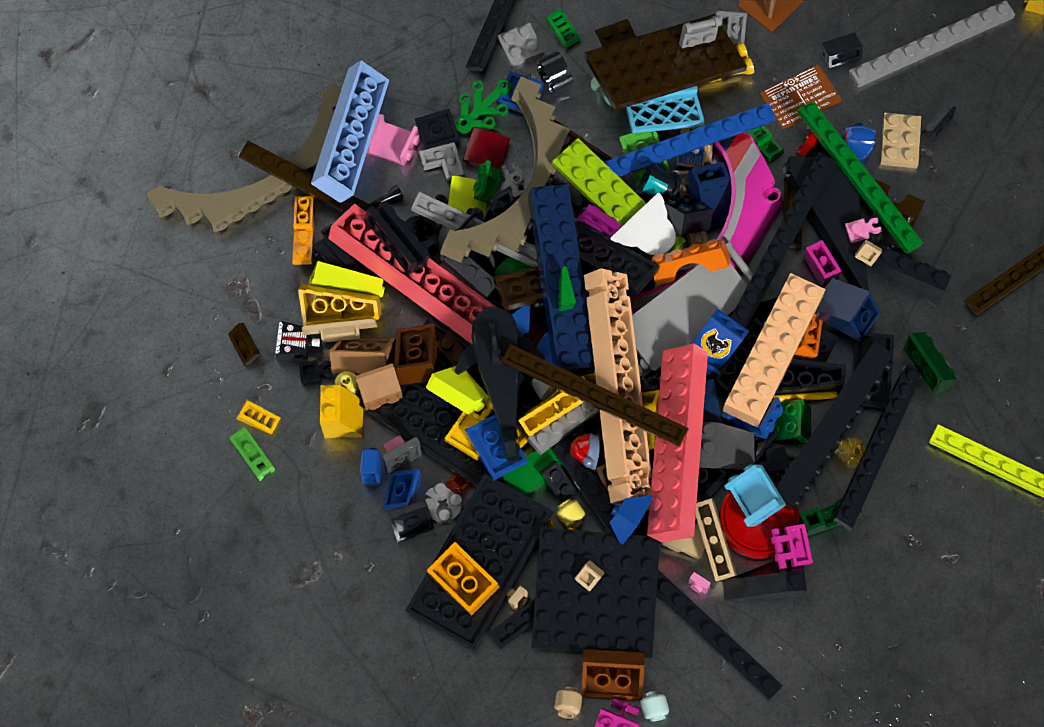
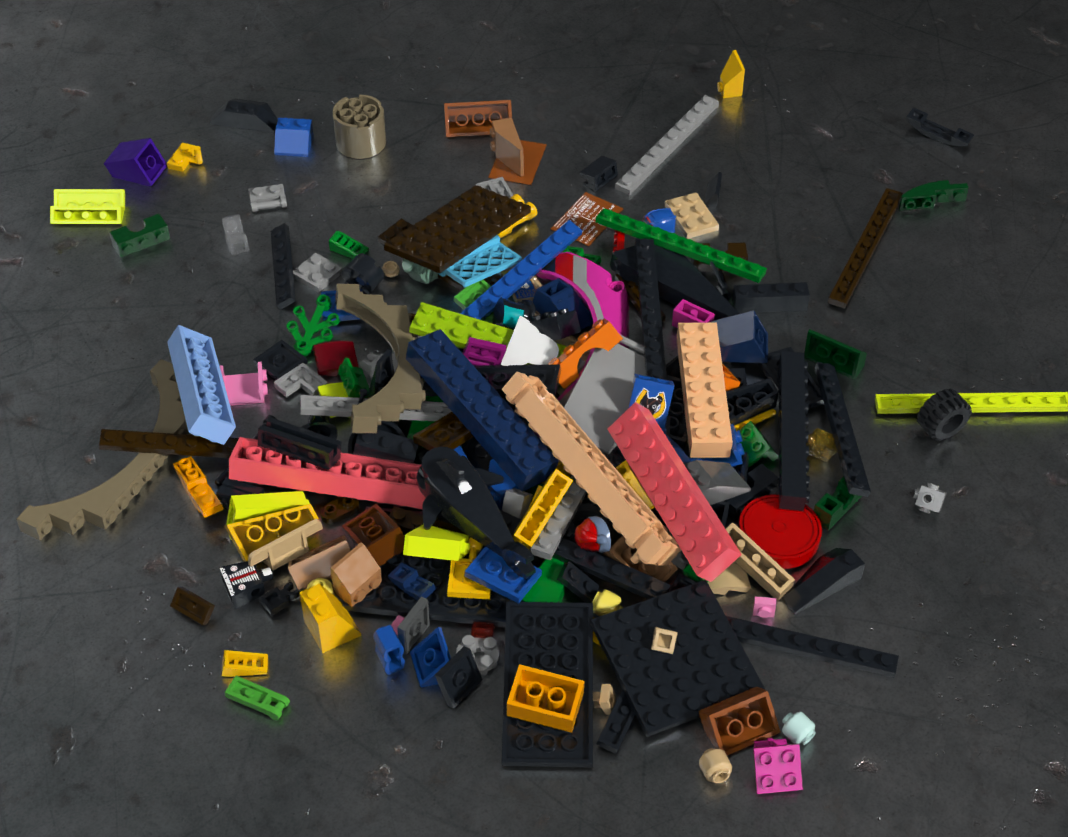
camera: 30 degrees left, 20 degrees down
(407, 310) = (341, 509): none -> dark brown plate
(423, 412) = (410, 582): none -> dark blue slope
(566, 296) = (493, 405): green slope -> none
(585, 74) = (390, 269): none -> tan plate
(595, 395) = (577, 472): dark brown plate -> none
(628, 516) = (671, 565): blue slope -> none
(699, 32) = (476, 191): light grey plate -> none
(755, 494) = (767, 504): medium azure panel -> none
(797, 544) = (831, 531): dark pink plate -> none
(860, 230) = (709, 280): bright pink plate -> none
(868, 253) = (728, 291): tan tile -> none
(911, 554) = (937, 498): none -> light grey brick
(980, 480) = (944, 414): none -> black tyre

